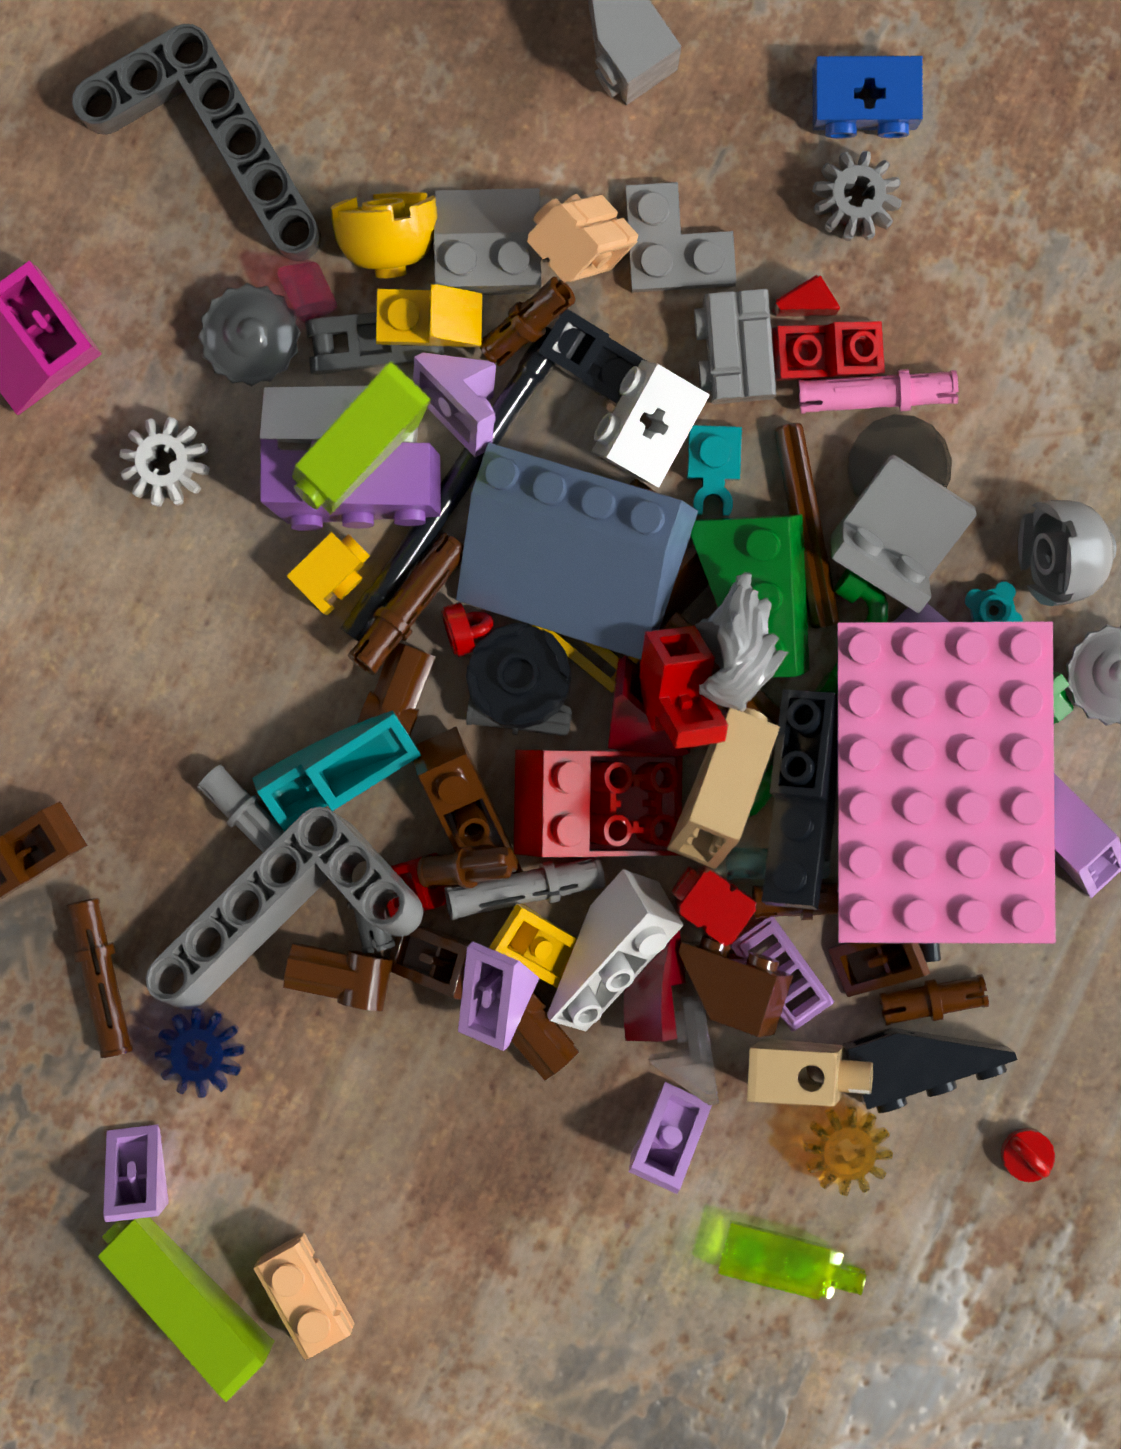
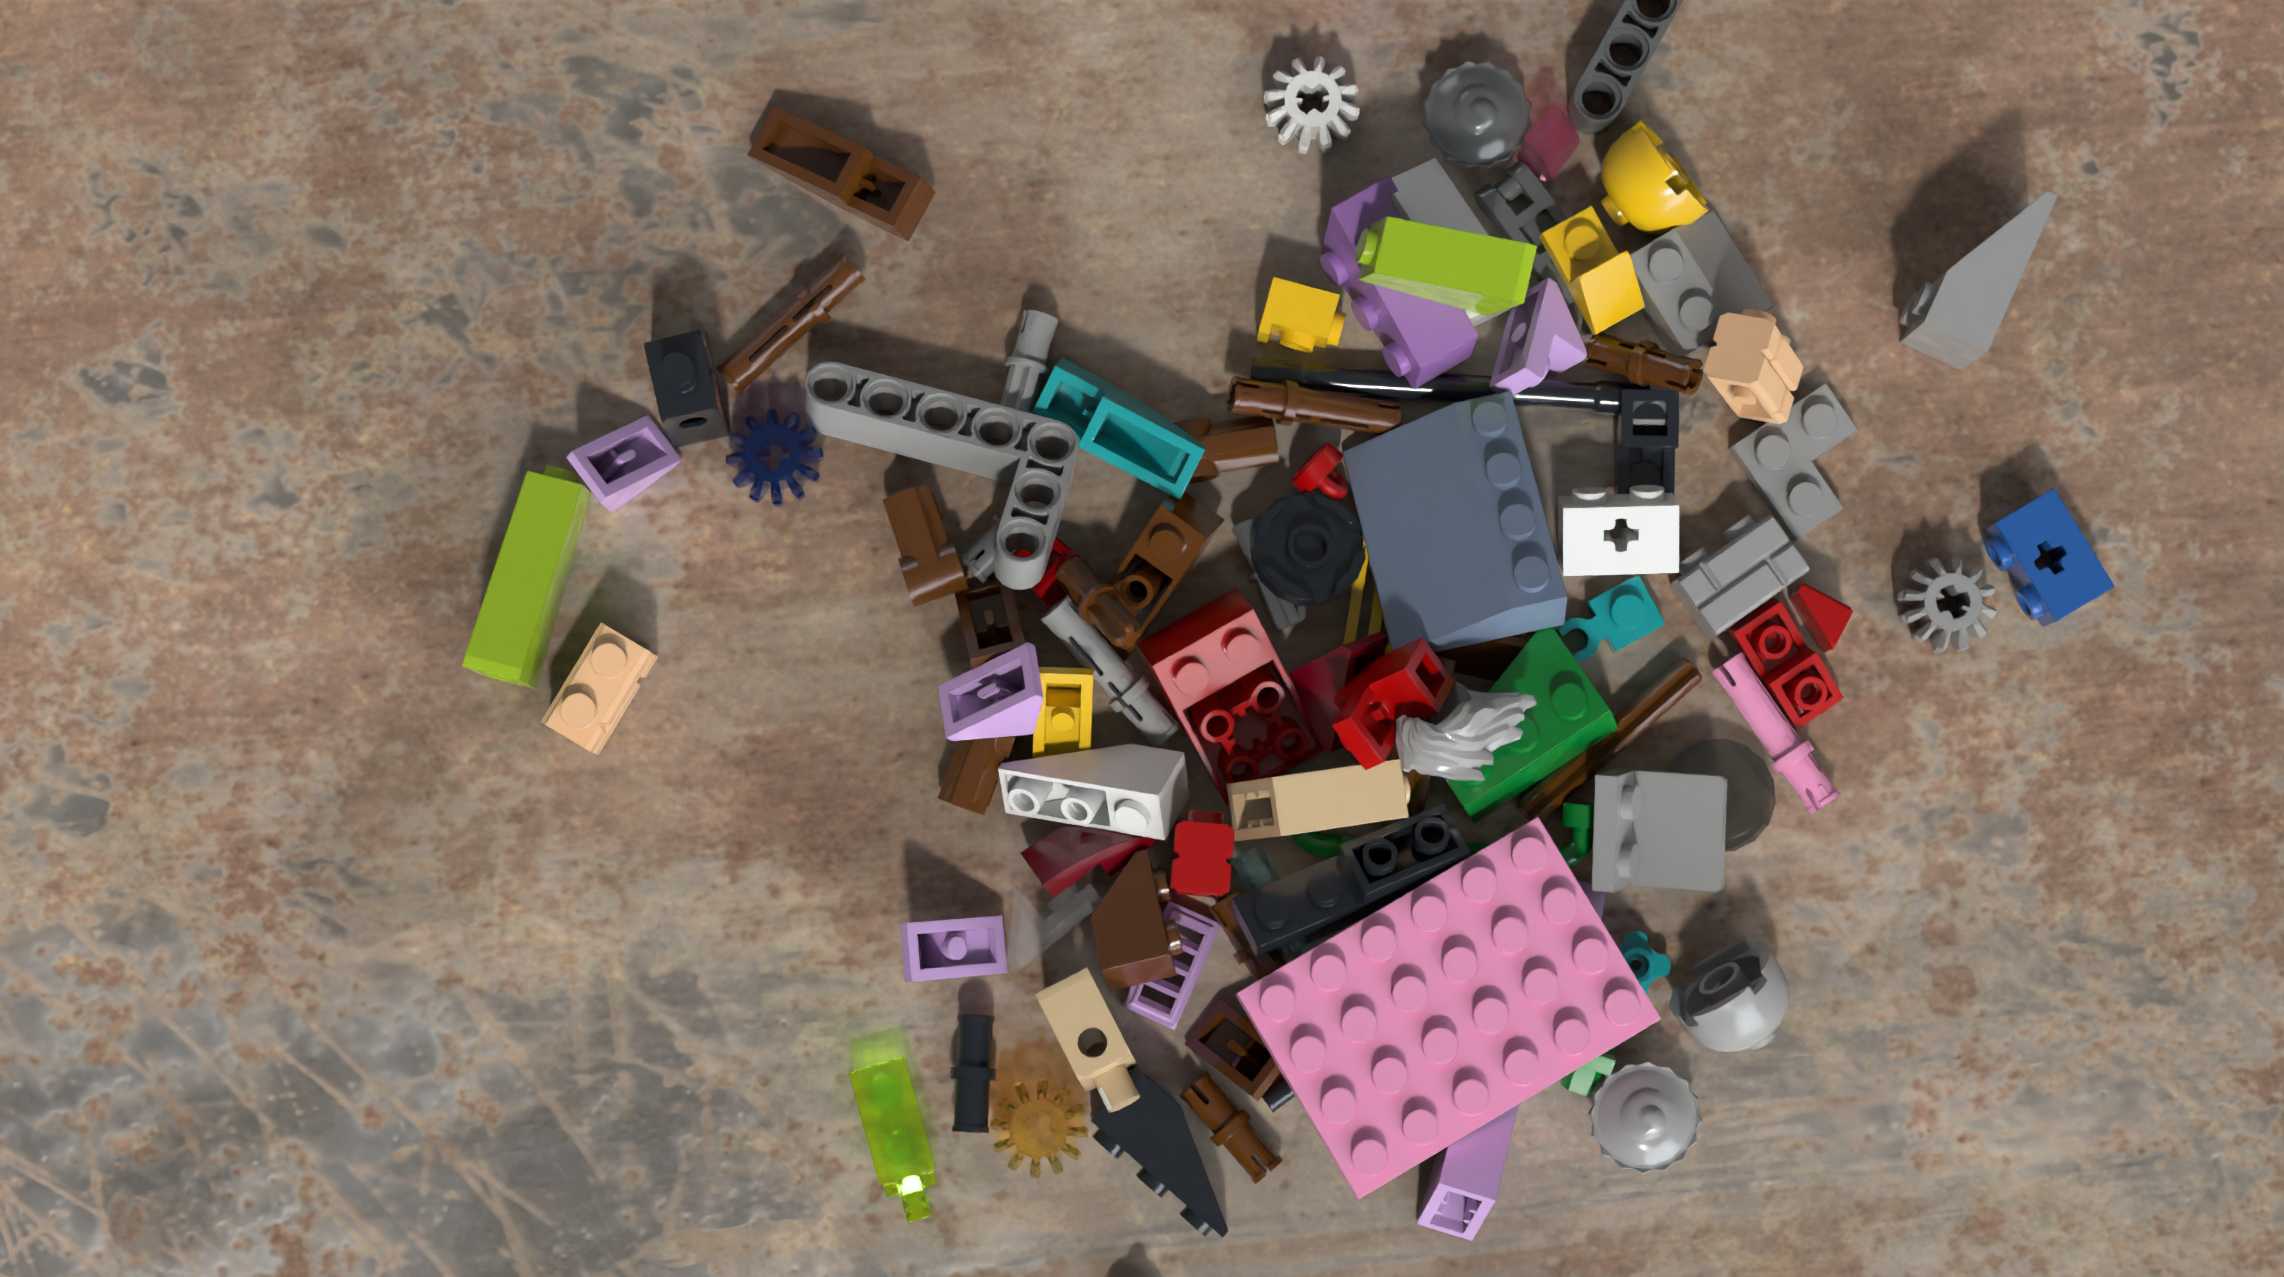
camera: 50 degrees right, 5 degrees down
(103, 1090) = (687, 388): none -> black torso
(775, 1176) = (973, 1073): none -> black pin

